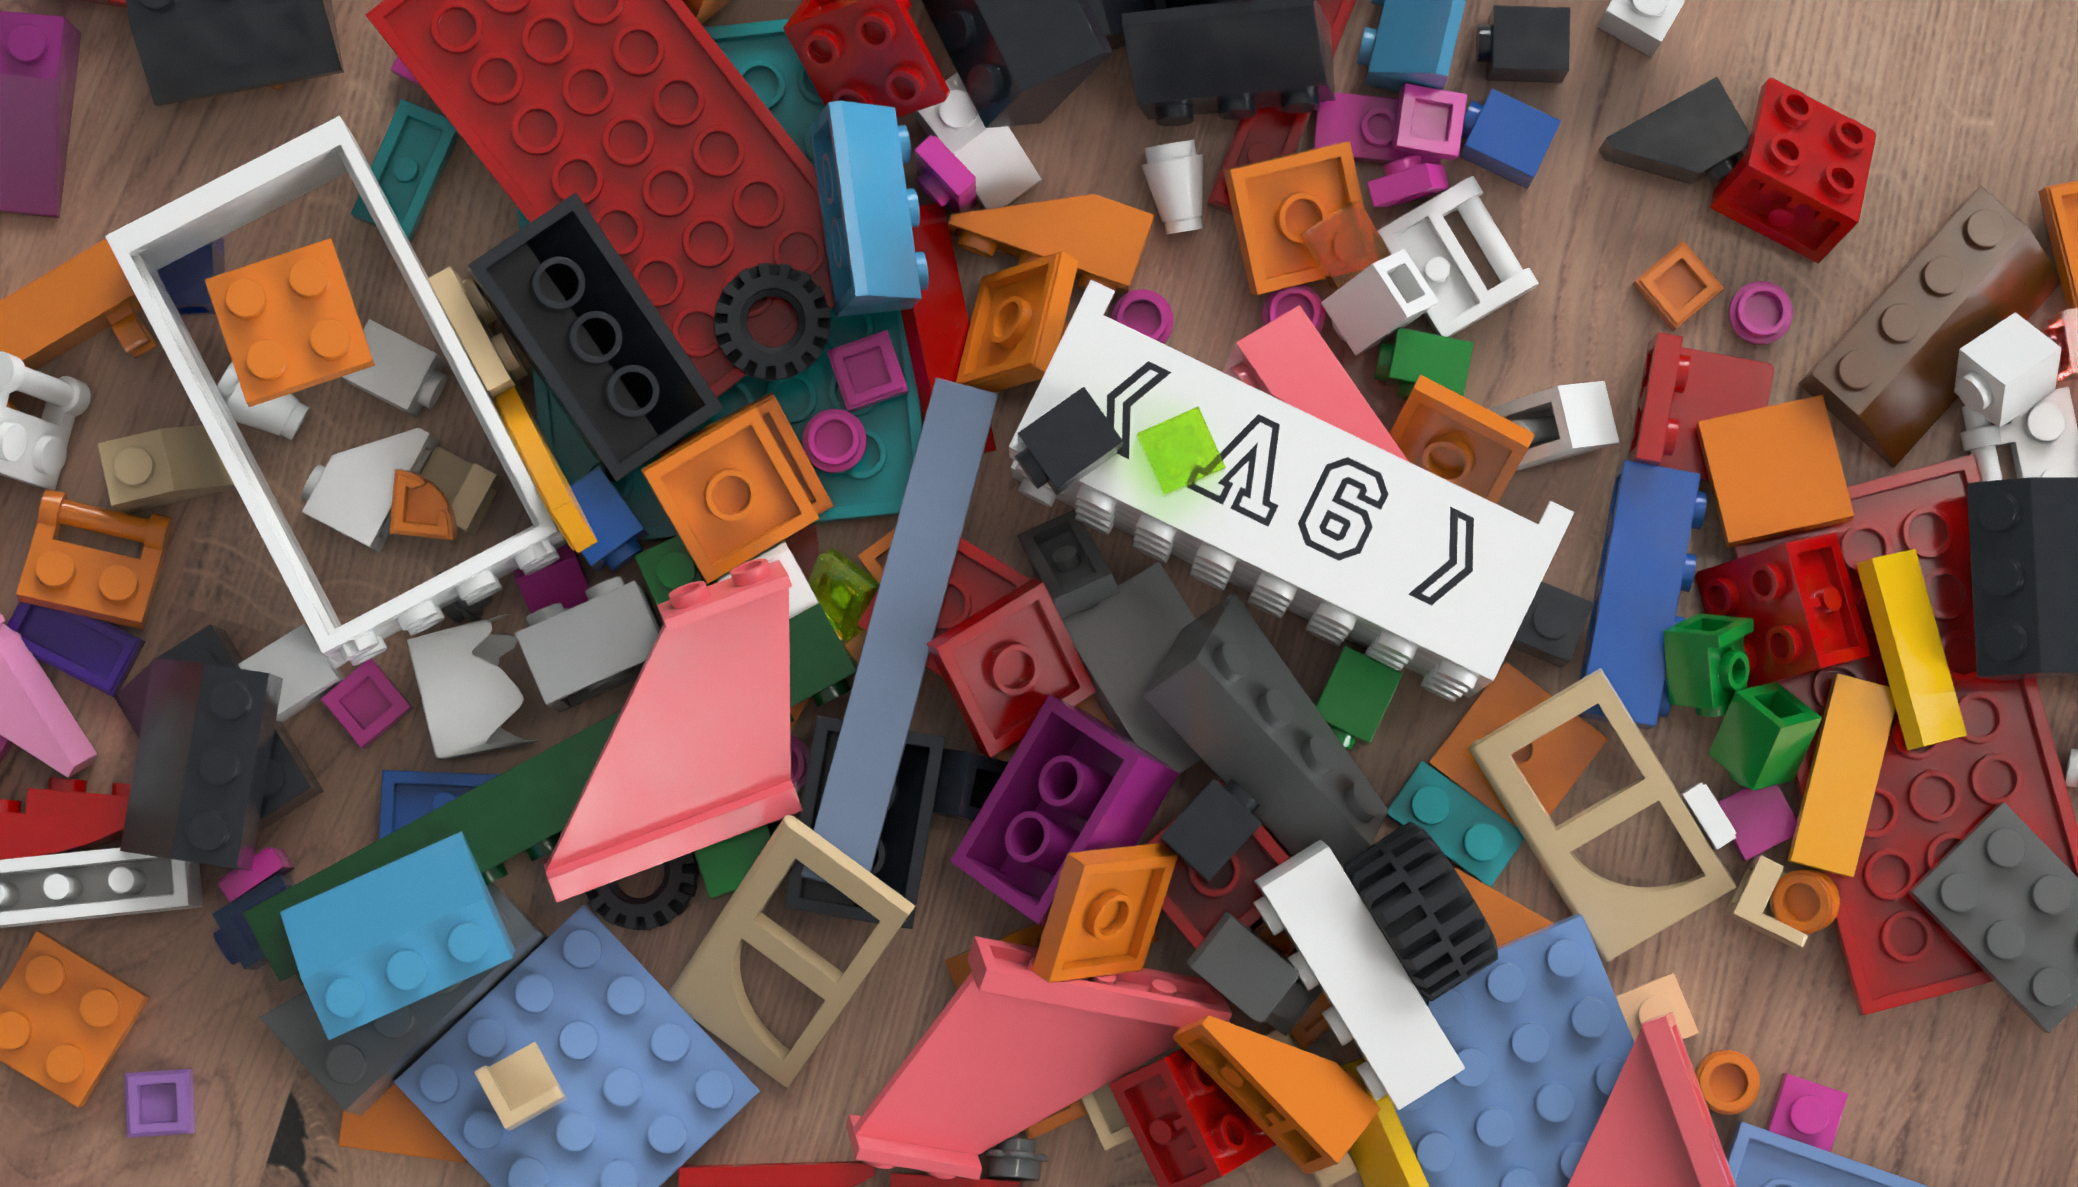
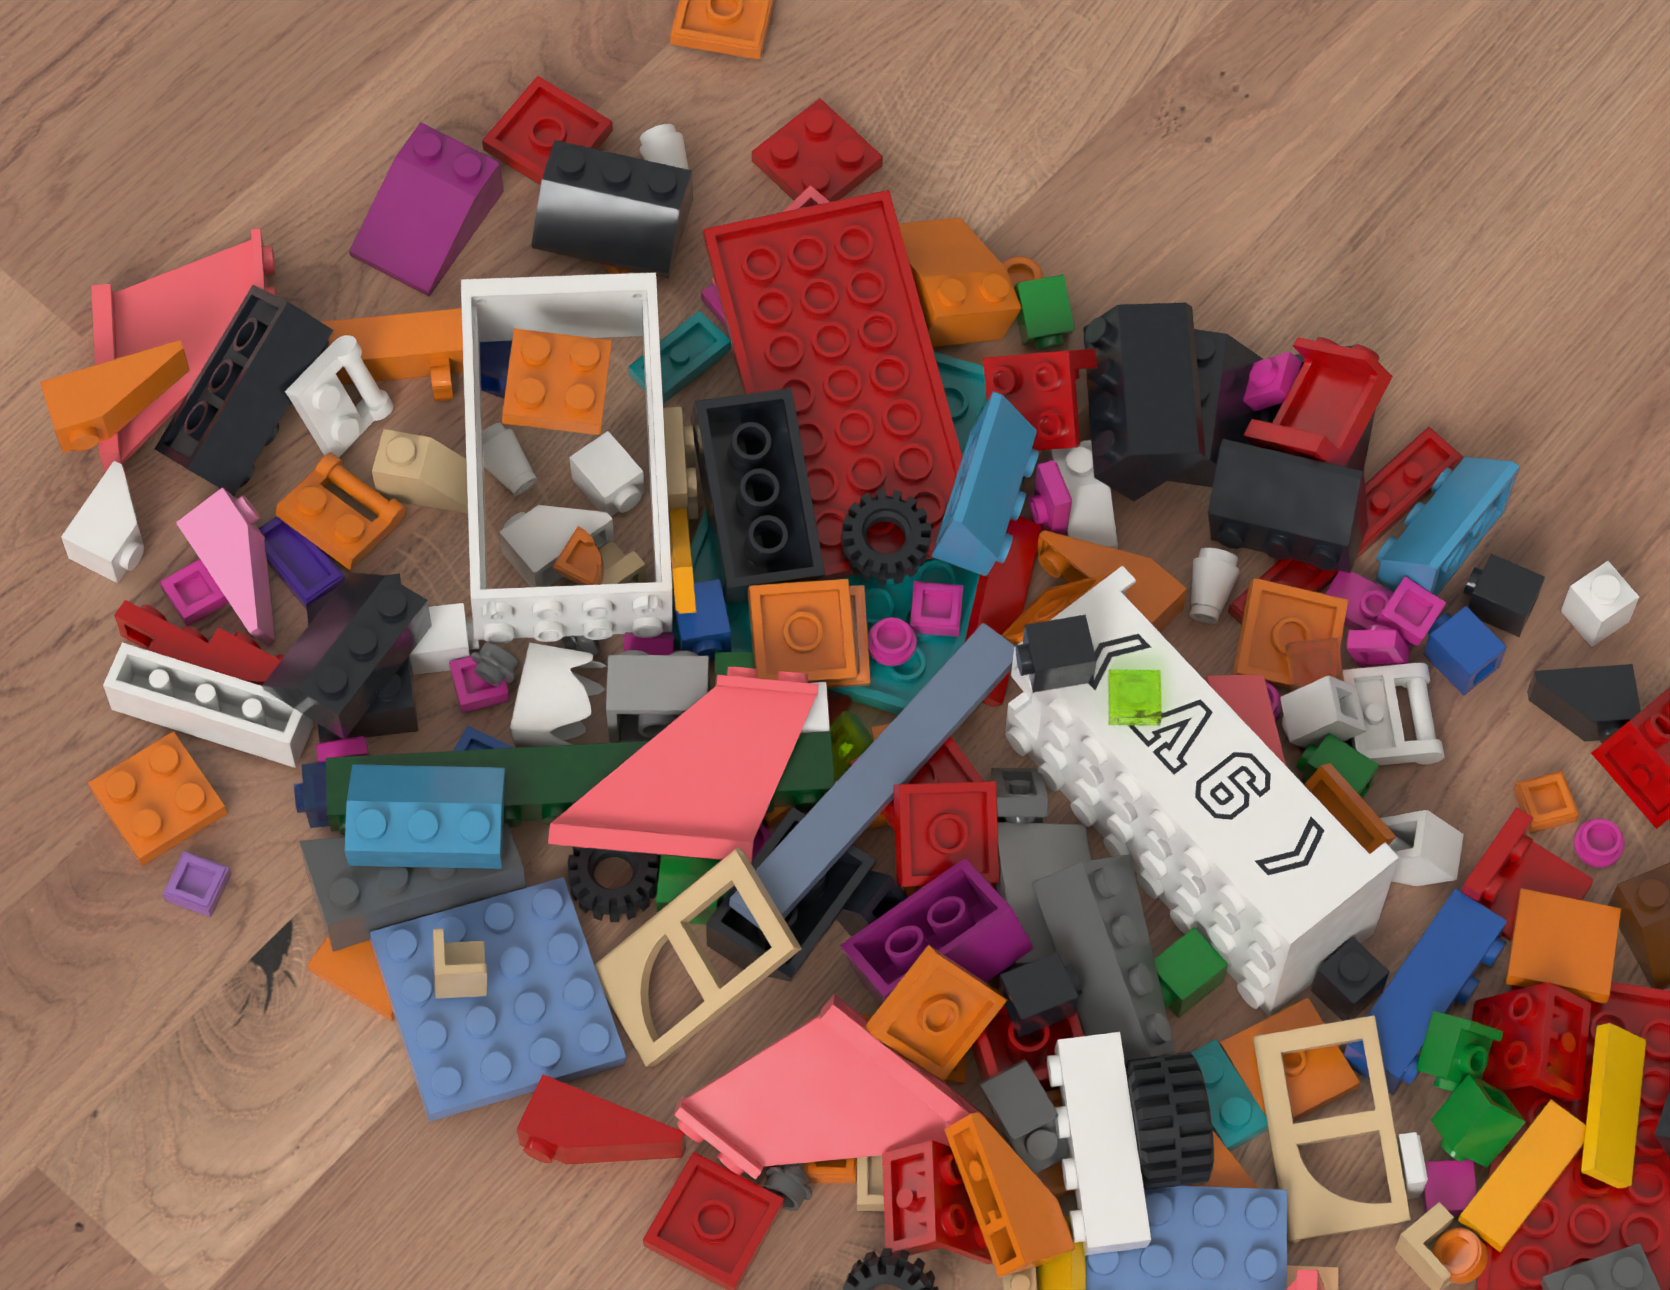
camera: 20 degrees right, 20 degrees down
(379, 686) = (494, 664): none -> dark grey plate

